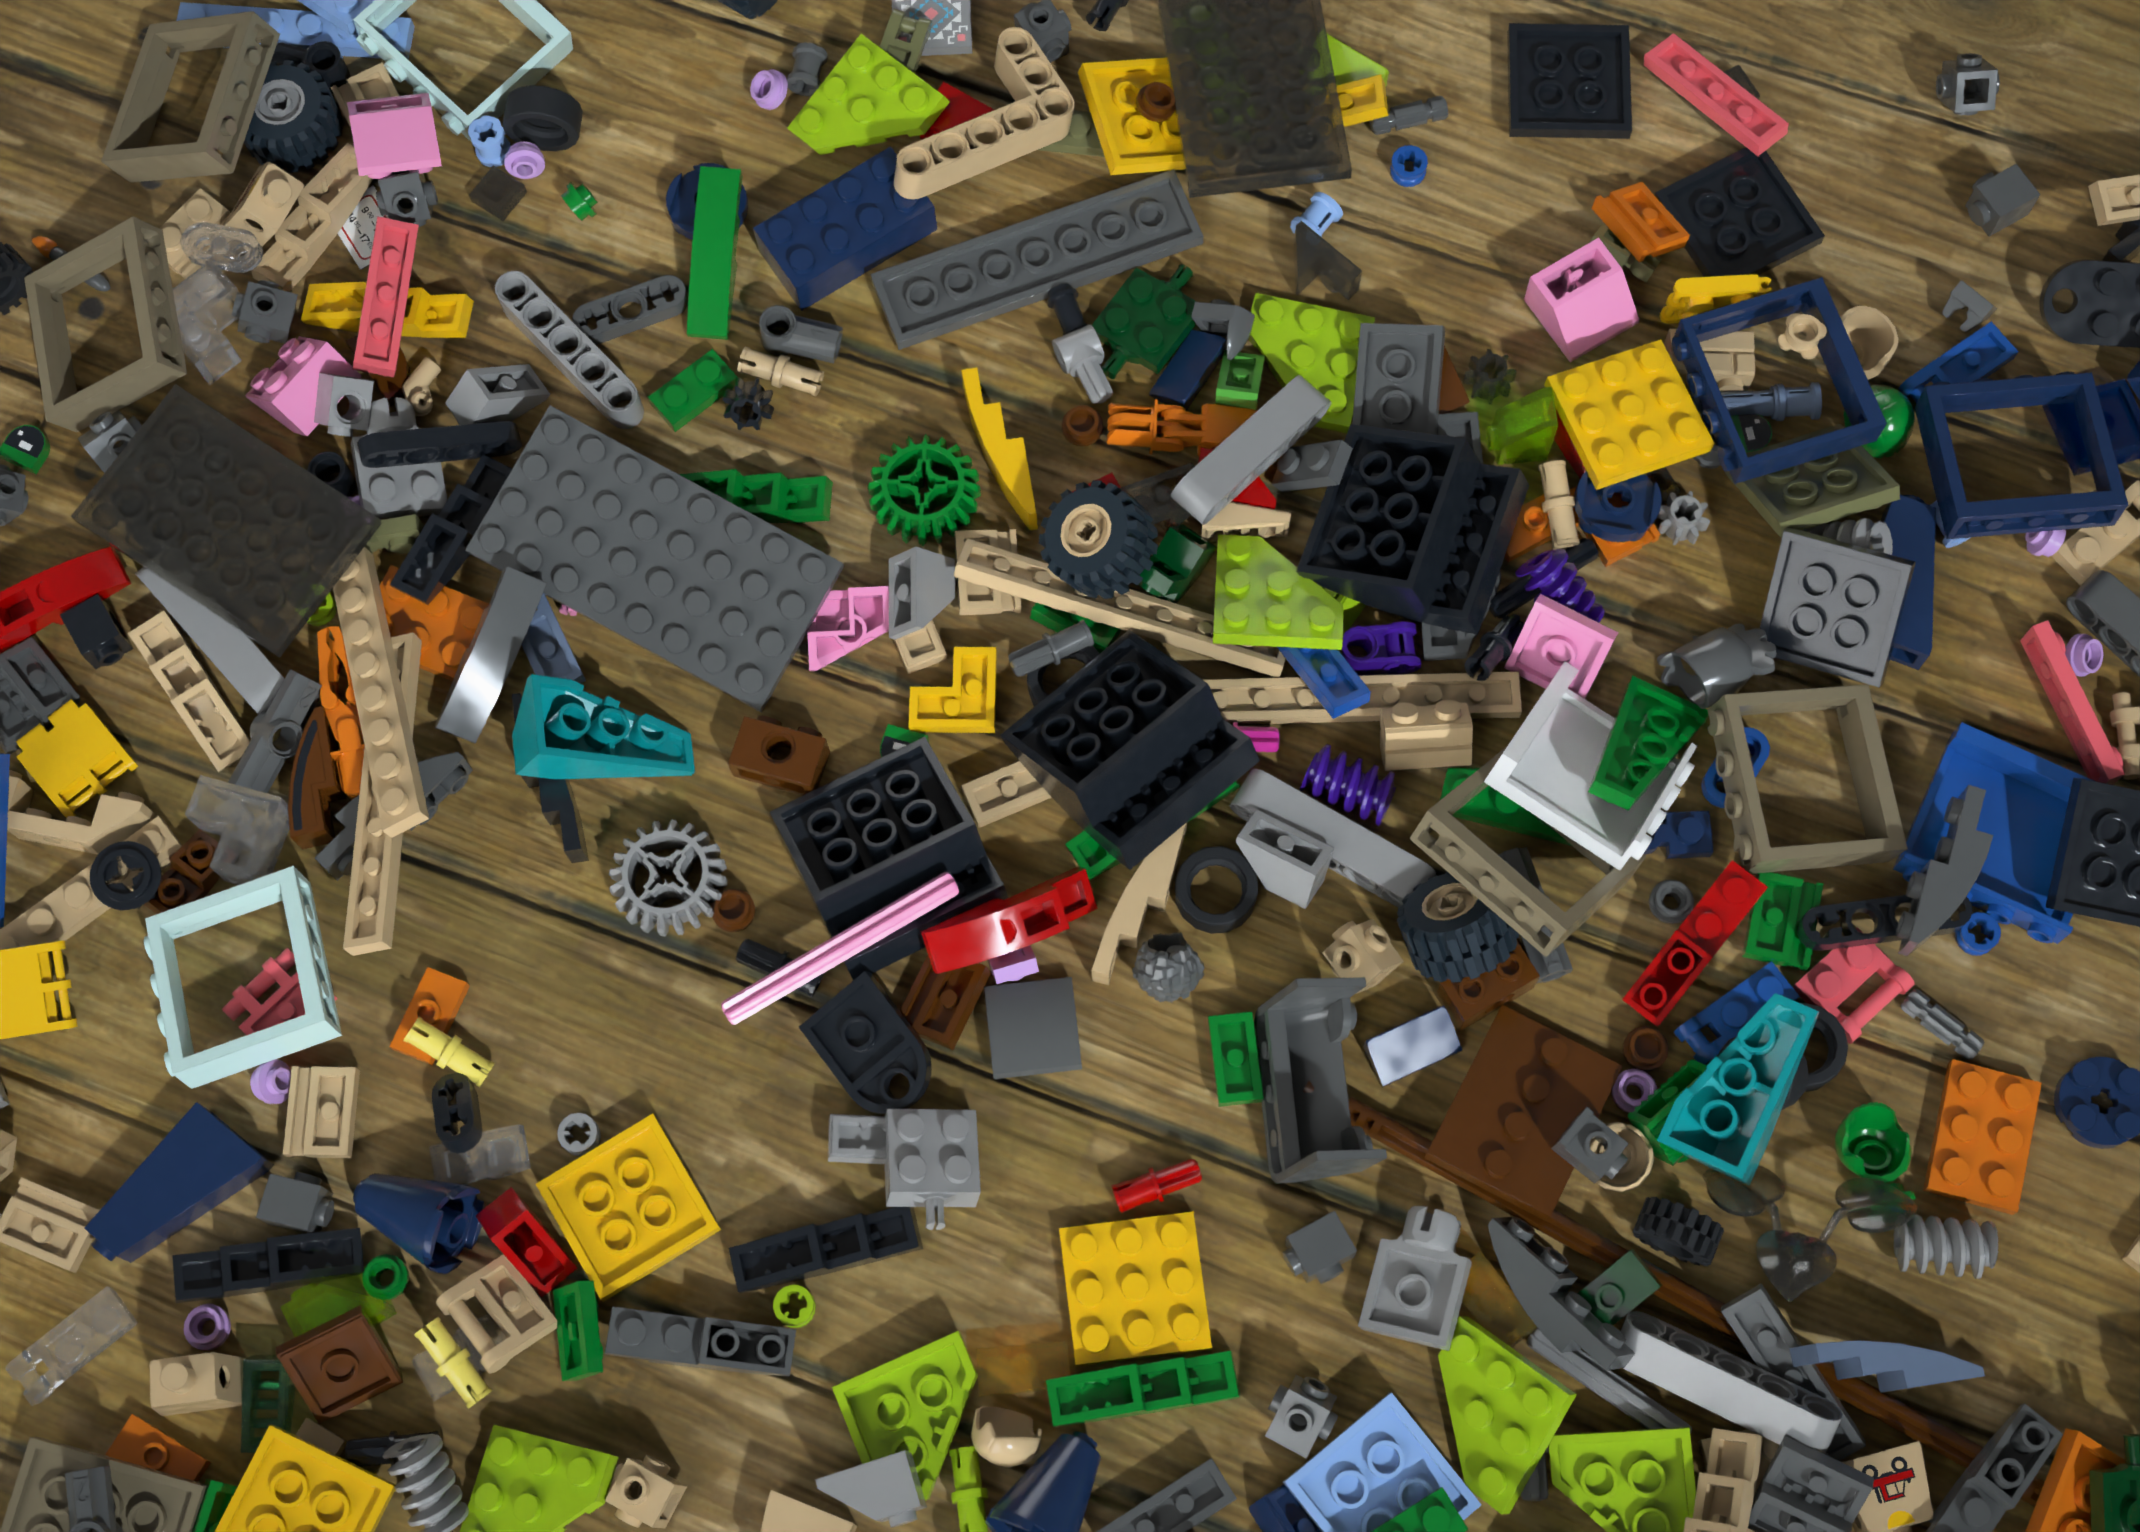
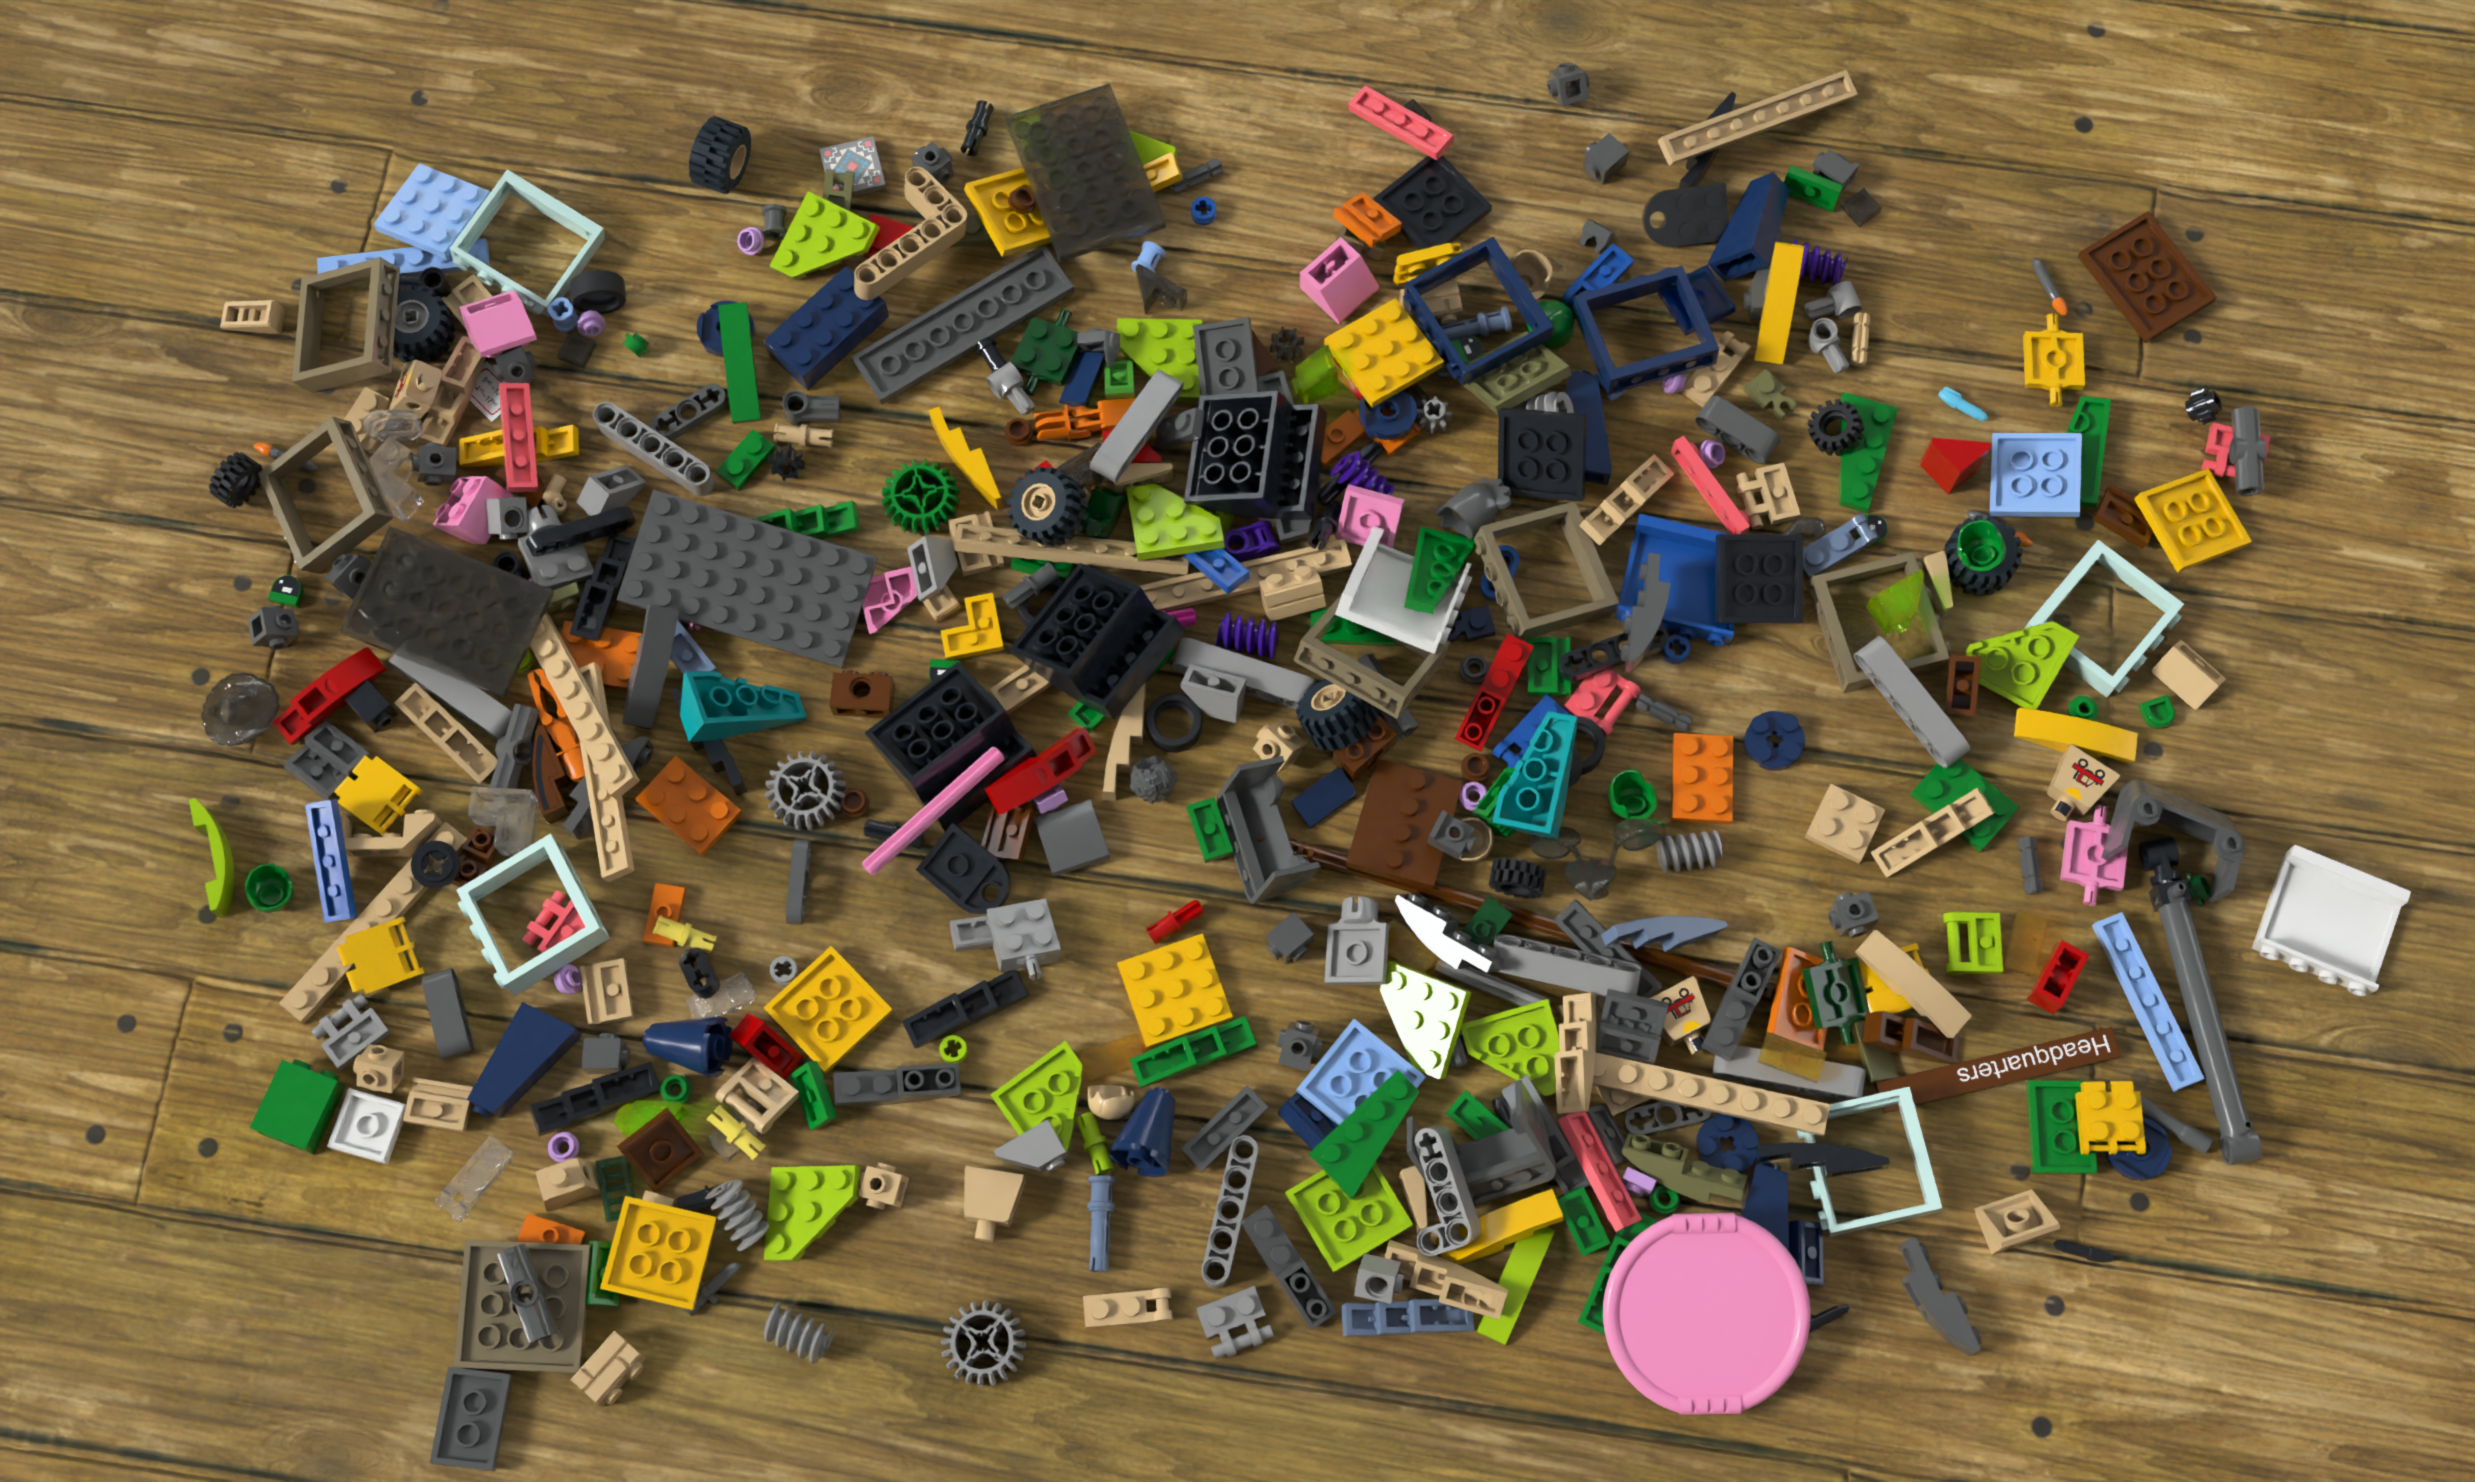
camera: 15 degrees left, 0 degrees up
(92, 1094) = (447, 1013): none -> dark grey beam
(99, 72) = (270, 318): none -> tan slope
(501, 865) = (689, 806): none -> orange plate
(628, 1009) = (798, 881): none -> dark grey beam
(1558, 504) = (1349, 422): tan pin -> none
(1569, 81) = (1300, 131): black plate -> none
(1805, 325) = (1490, 271): tan plate -> none
(1944, 698) = (1626, 499): none -> tan slope

